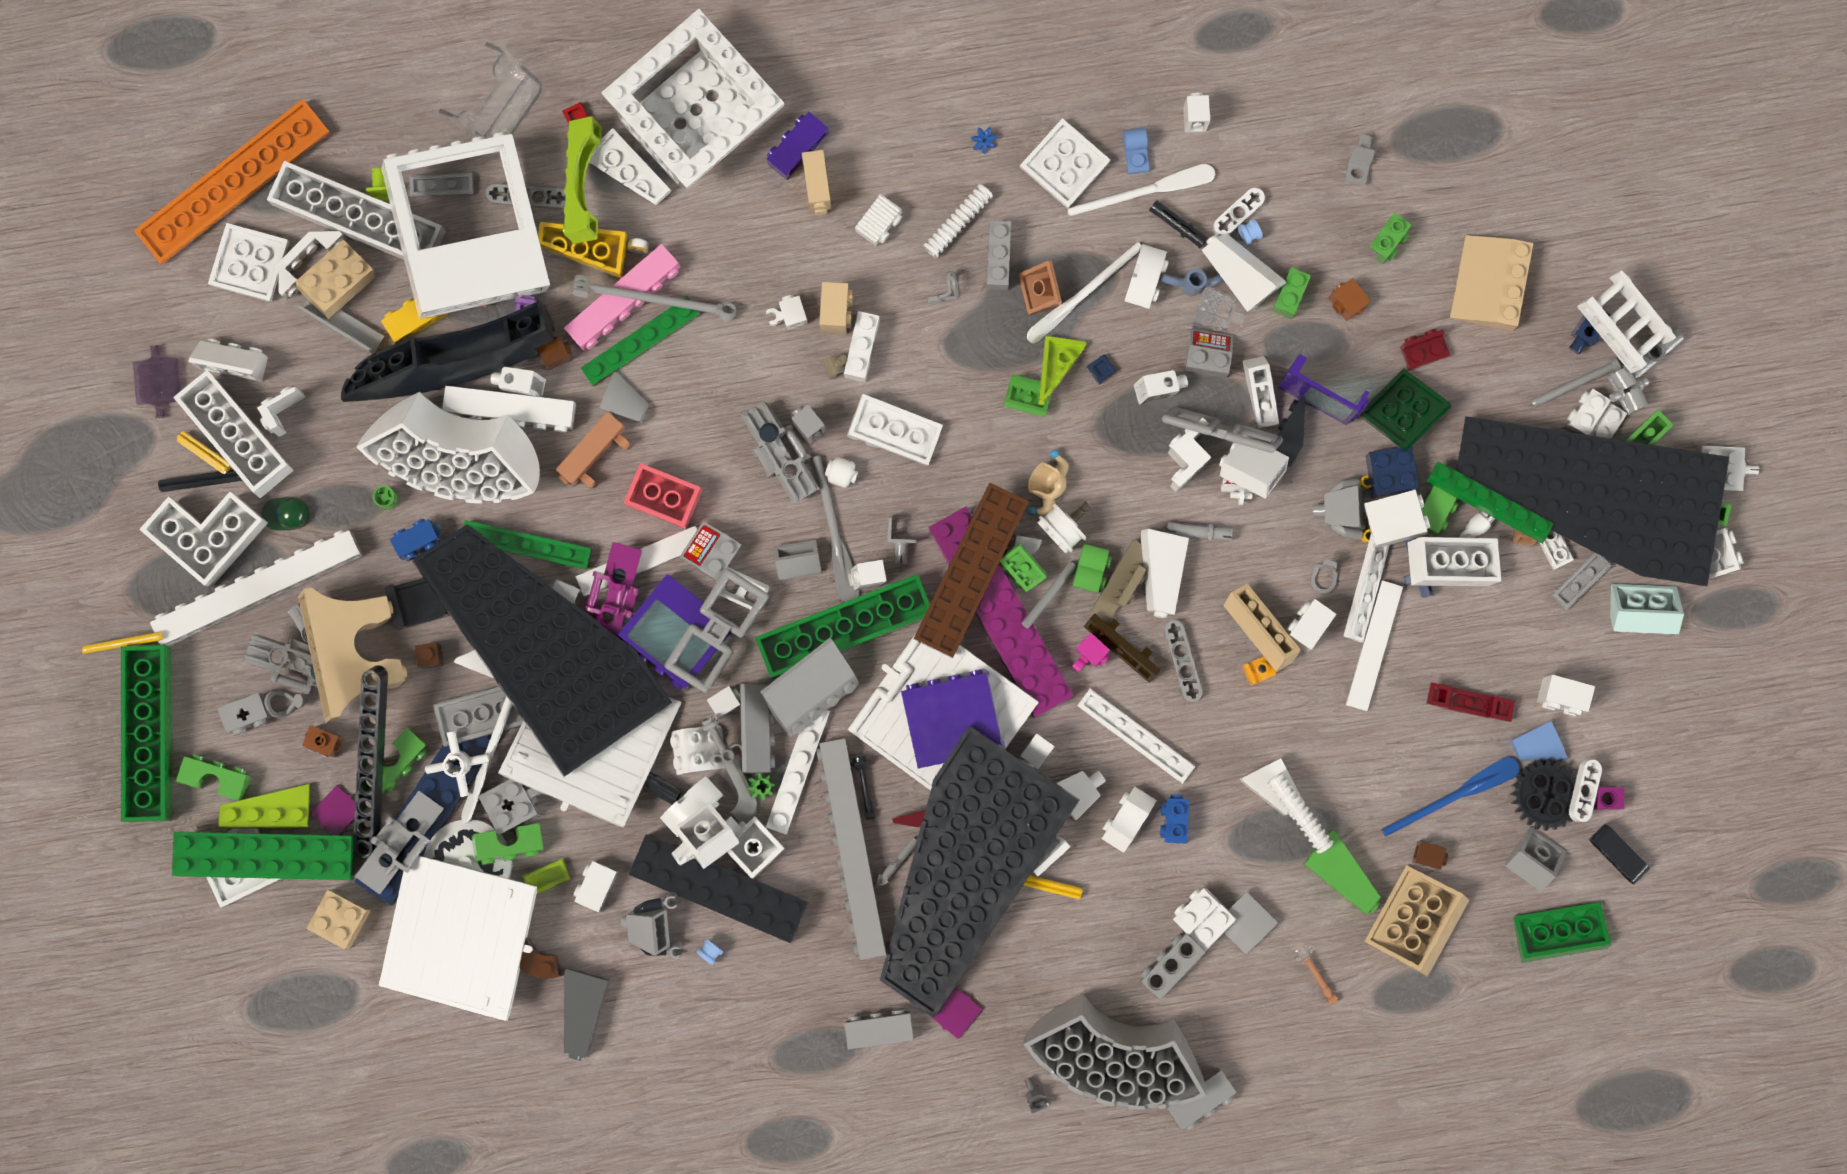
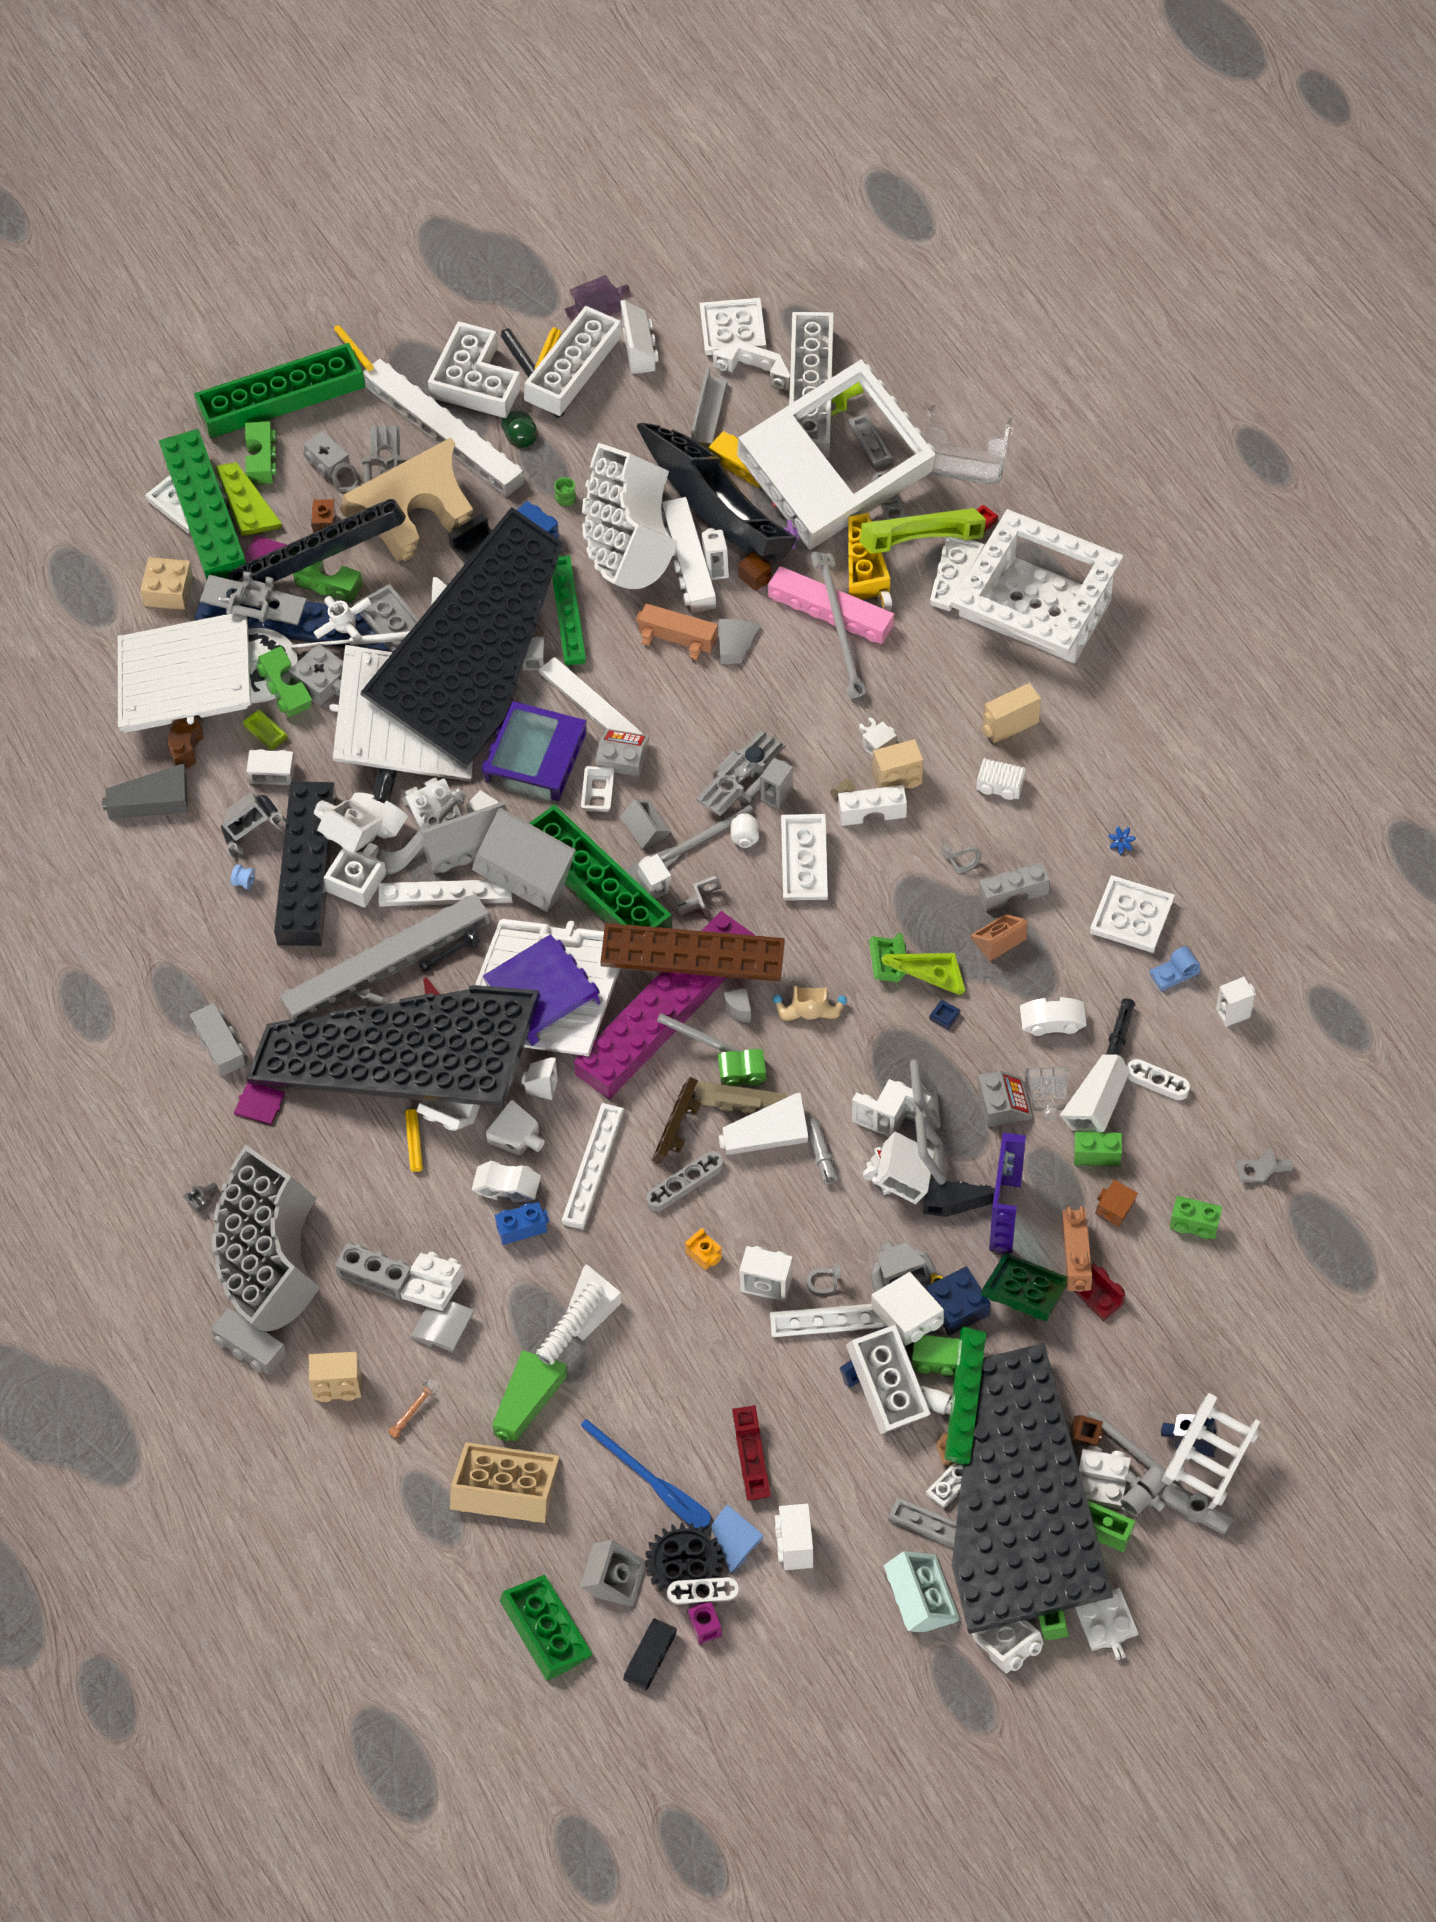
camera: 70 degrees right, 25 degrees down
(231, 182) = (799, 290): orange plate -> none
(273, 406) = (607, 380): white bracket -> none
(335, 279) = (745, 388): tan brick -> none
(429, 655) = (433, 566): reddish brown brick -> none
(622, 592) = (557, 692): magenta piece -> none
(638, 343) = (794, 634): green plate -> none
(663, 496) = (657, 695): coral brick -> none
(716, 630) = (548, 774): light grey bar -> none
(754, 782) = (415, 857): bright green gear -> none
(803, 138) = (1054, 694): dark purple brick -> none
(958, 220) = (1032, 844): white piece -> none
(1022, 567) = (716, 1001): bright green bracket -> none
(1052, 319) = (980, 957): white piece -> none
(1063, 527) = (771, 1025): white wheel -> none
(1091, 651) = (659, 1096): dark pink brick -> none
(1159, 386) = (948, 1062): white torso -> none
(1183, 179) = (1167, 1021): white piece -> none
(1185, 284) = (1069, 1052): sand blue piece -> none
(1250, 231) = (1142, 1093): light blue wheel -> none
(1261, 391) = (981, 1158): white slope -> none
(1262, 627) = (745, 1228): tan brick -> none
(1270, 1035) = (335, 1376): none -> tan brick
(1374, 646) = (773, 1349): white tile -> none
(1385, 352) = (1076, 1249): none -> nougat brick
(1430, 855) = (576, 1469): reddish brown brick -> none
(1491, 281) = (1198, 1331): tan slope -> none
(1554, 414) = (1086, 1430): none -> reddish brown brick

